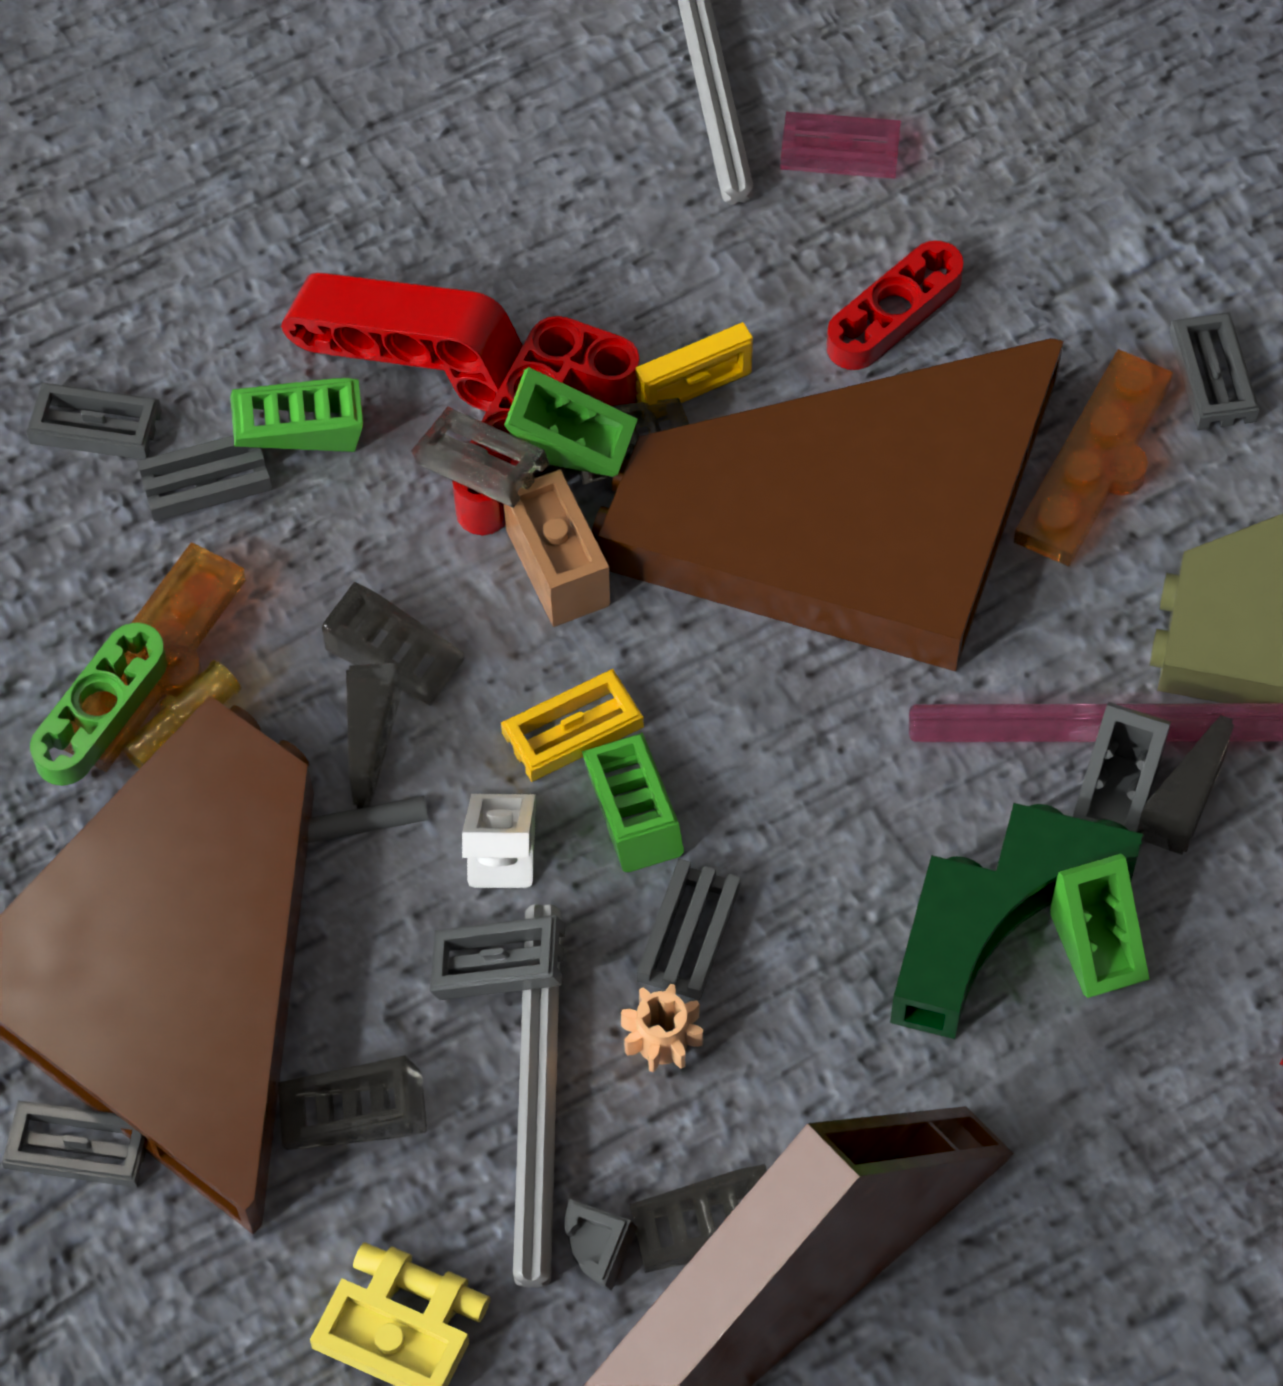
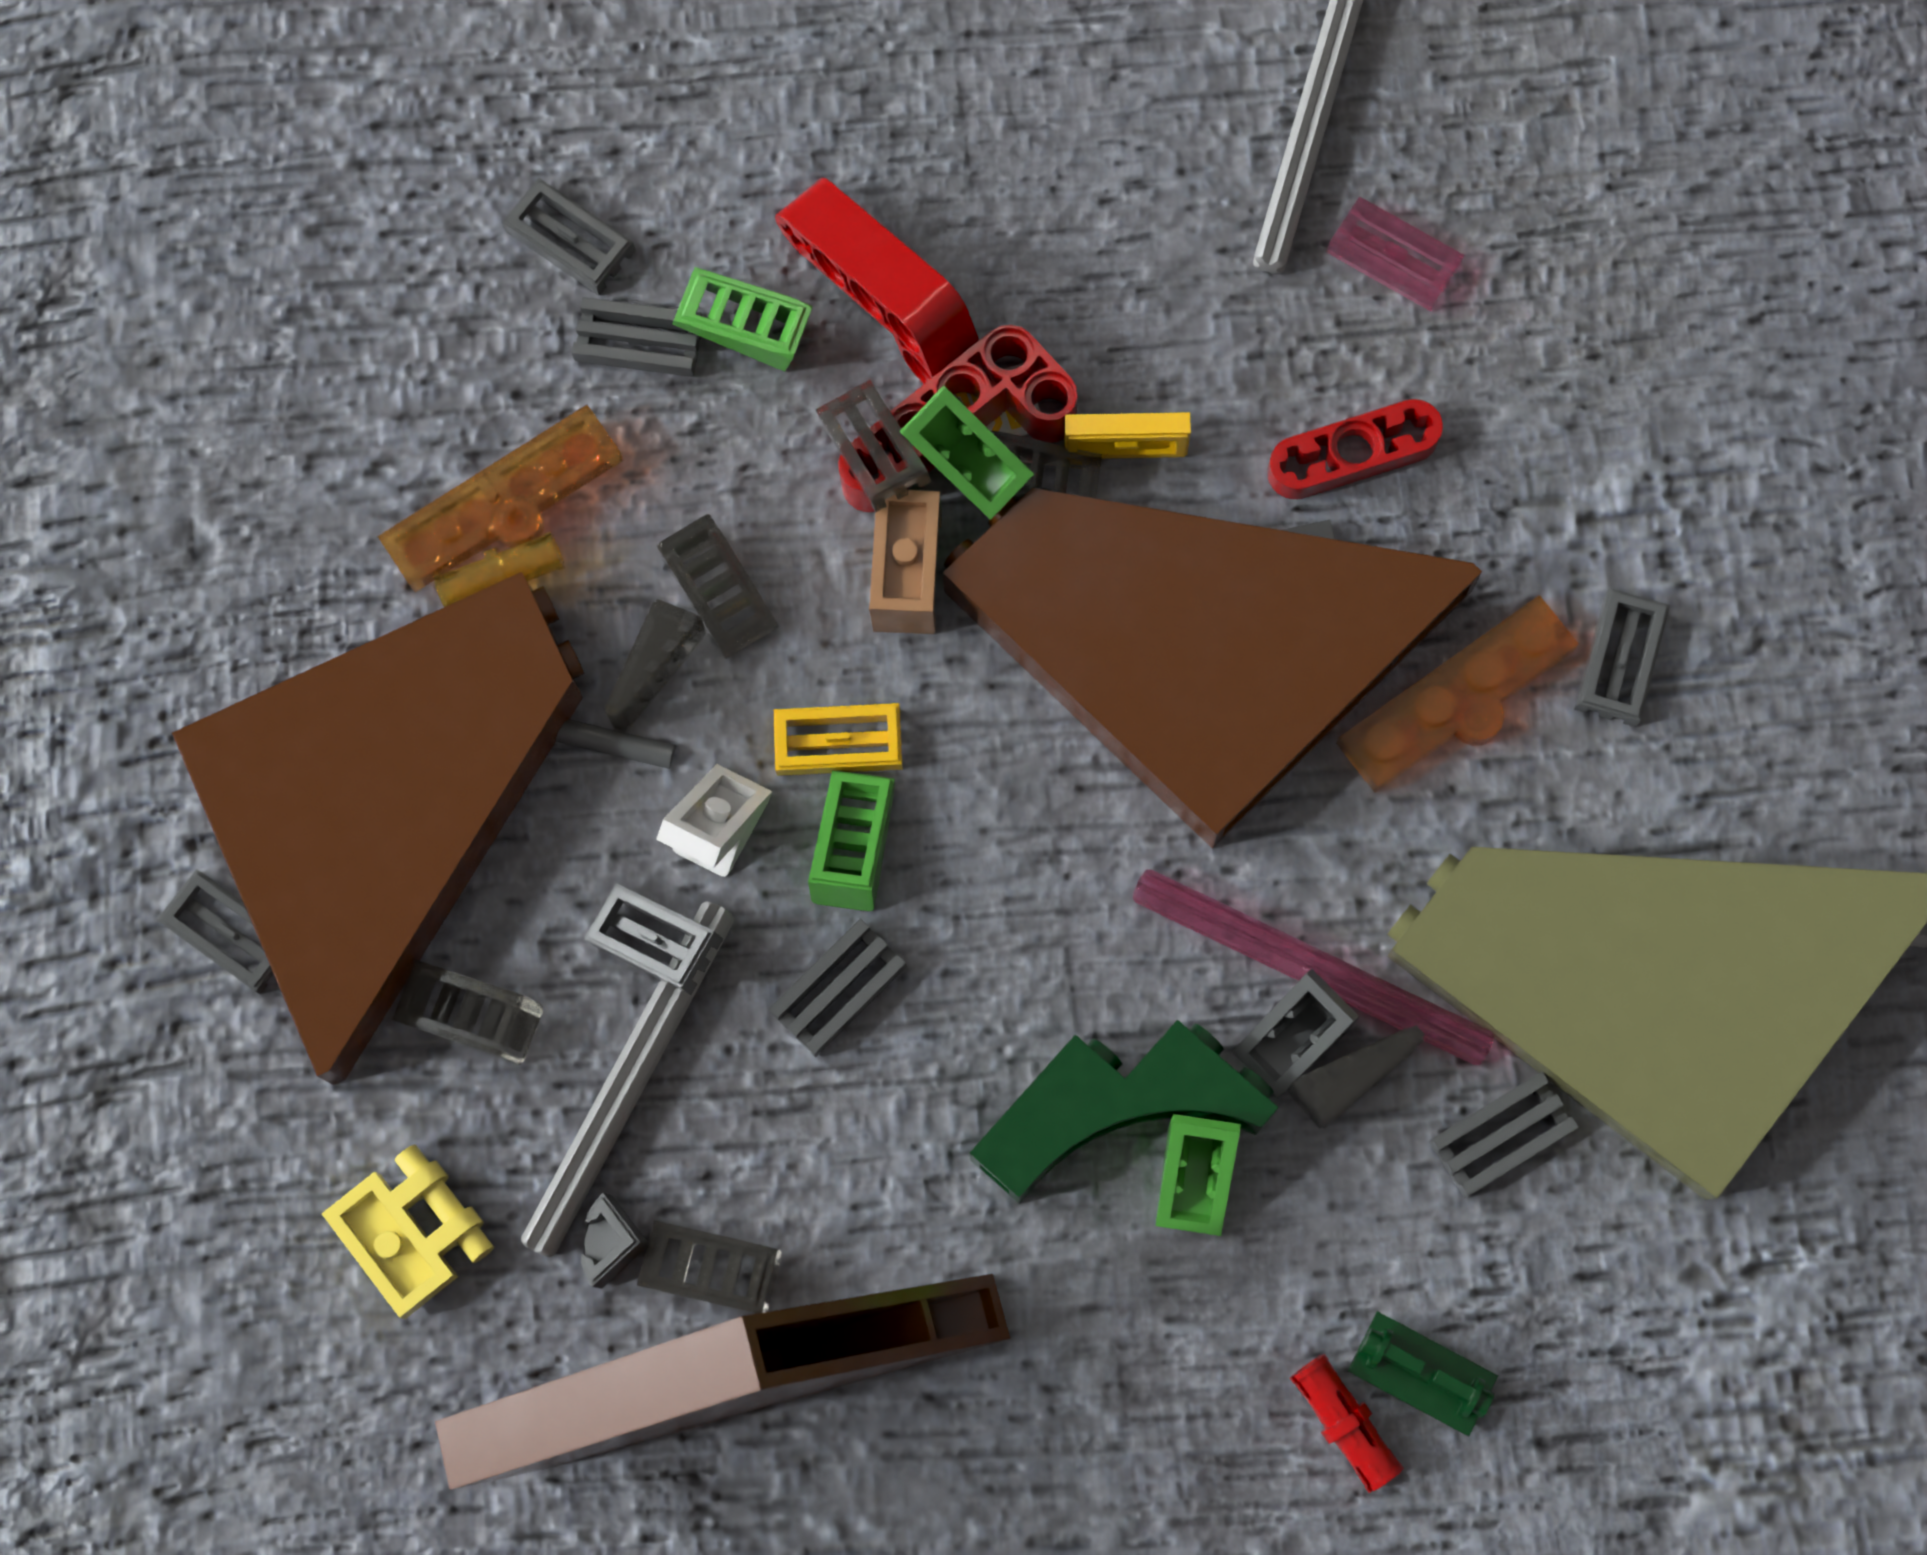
camera: 30 degrees right, 15 degrees up
(98, 732) = (400, 524): bright green beam -> none
(653, 1042) = (747, 1063): light nougat gear -> none

